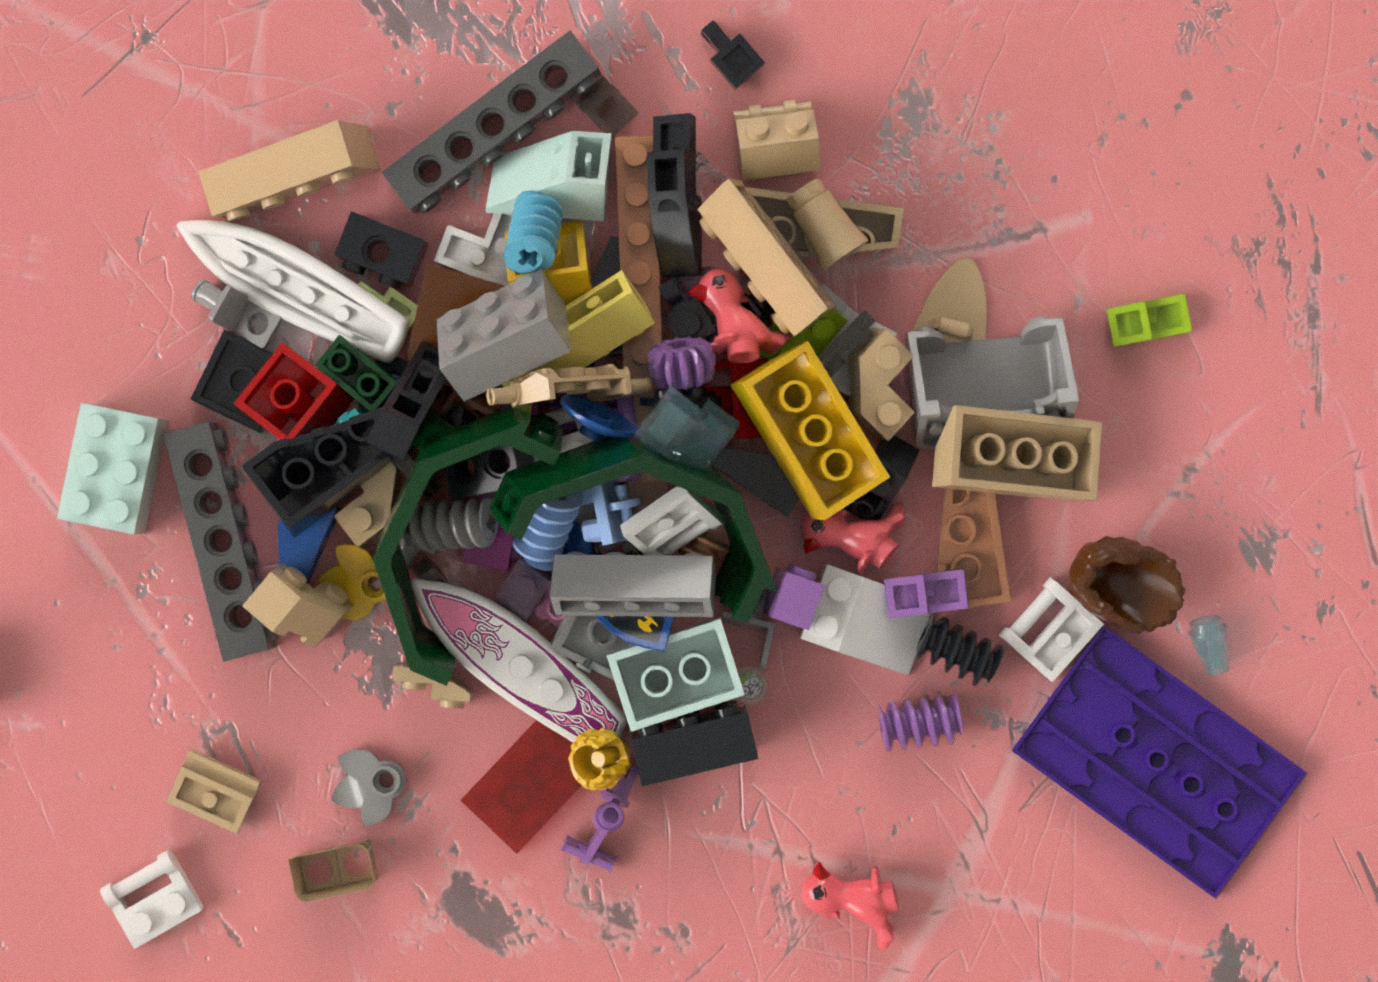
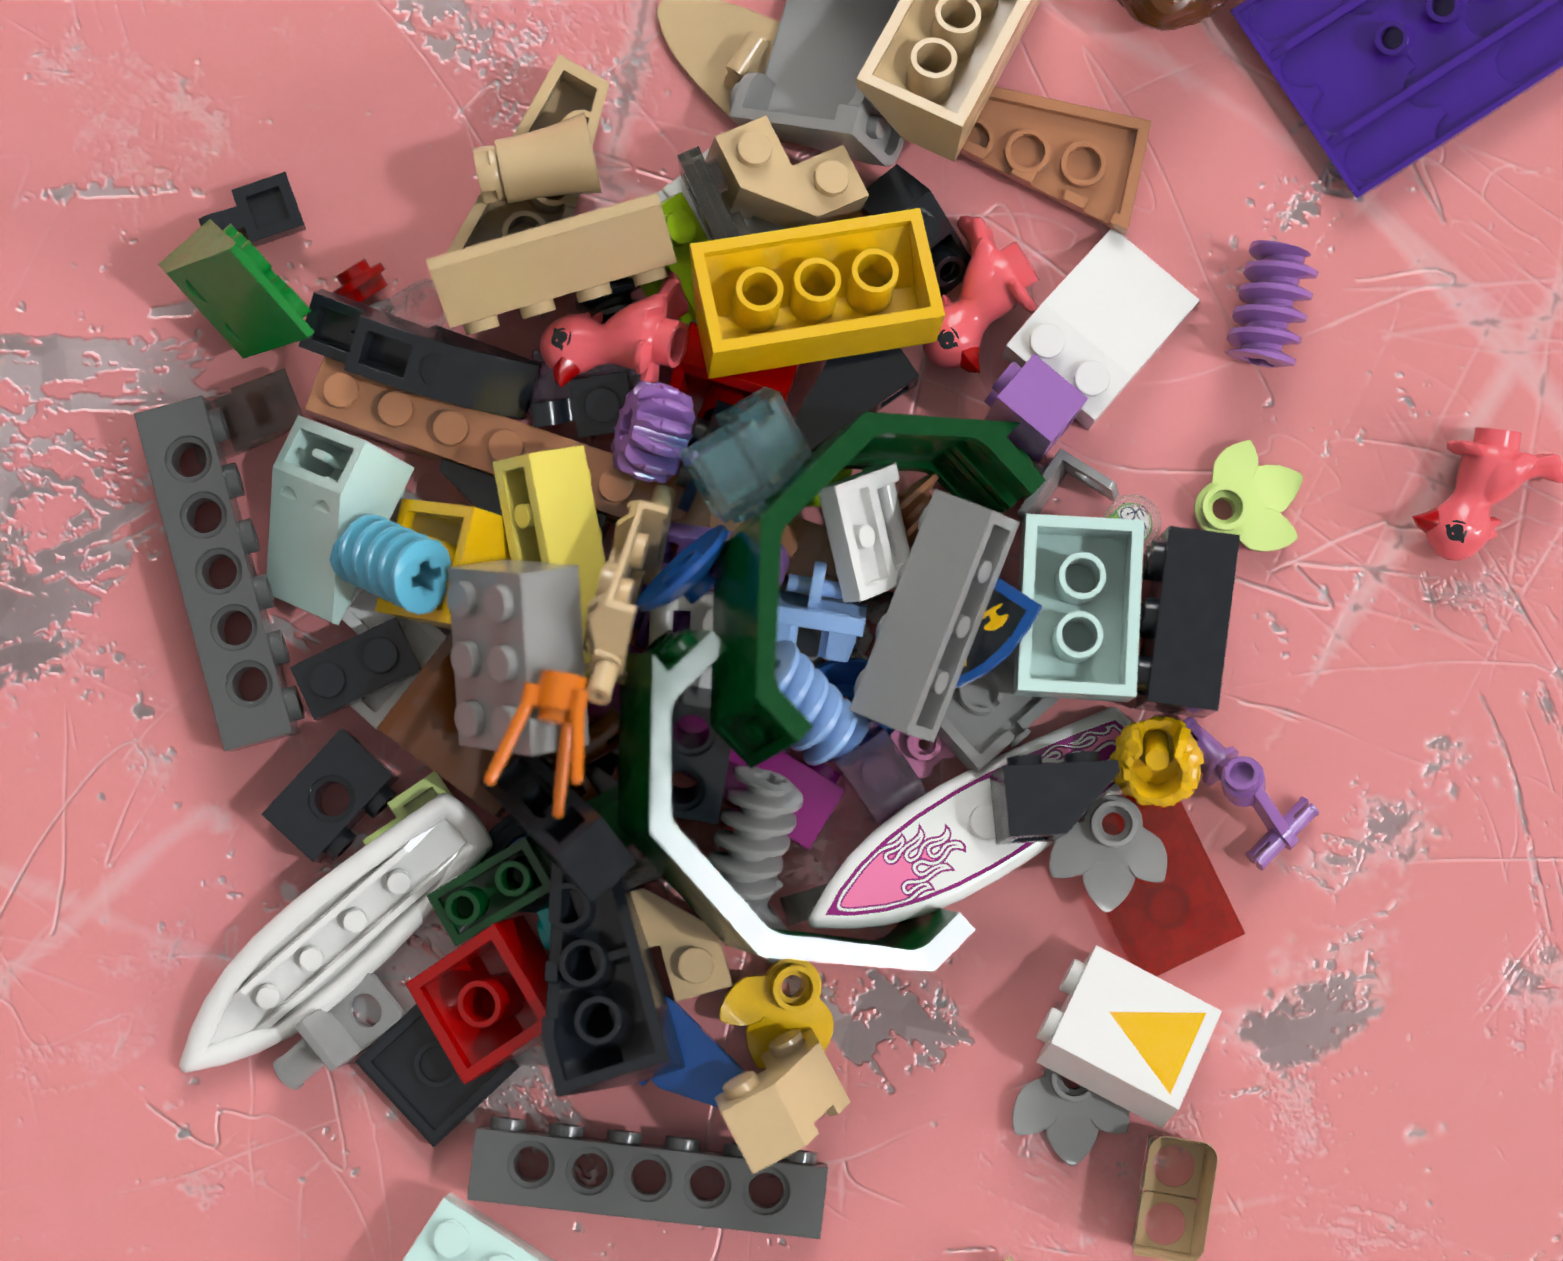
camera: 75 degrees left, 5 degrees down
(289, 169) = (169, 882): tan wedge -> none
(422, 804) = (1126, 1035): none -> white brick
(451, 695) = (987, 940): tan slope -> none
(465, 234) = (356, 669): none -> black plate
(478, 375) = (562, 703): none -> orange plant
(526, 750) = (1109, 861): none -> light grey plate
(546, 699) = (1048, 799): none -> black slope
(671, 63) = (237, 290): none -> green slope
(713, 138) = (360, 281): none -> red plate
(777, 140) = (397, 194): tan brick -> none
(793, 759) = (1256, 499): none -> yellowish green plate
(926, 593) = (1097, 227): medium lavender slope -> none
(959, 651) = (1192, 213): black piece -> none
(1060, 639) = (1227, 74): white plate -> none

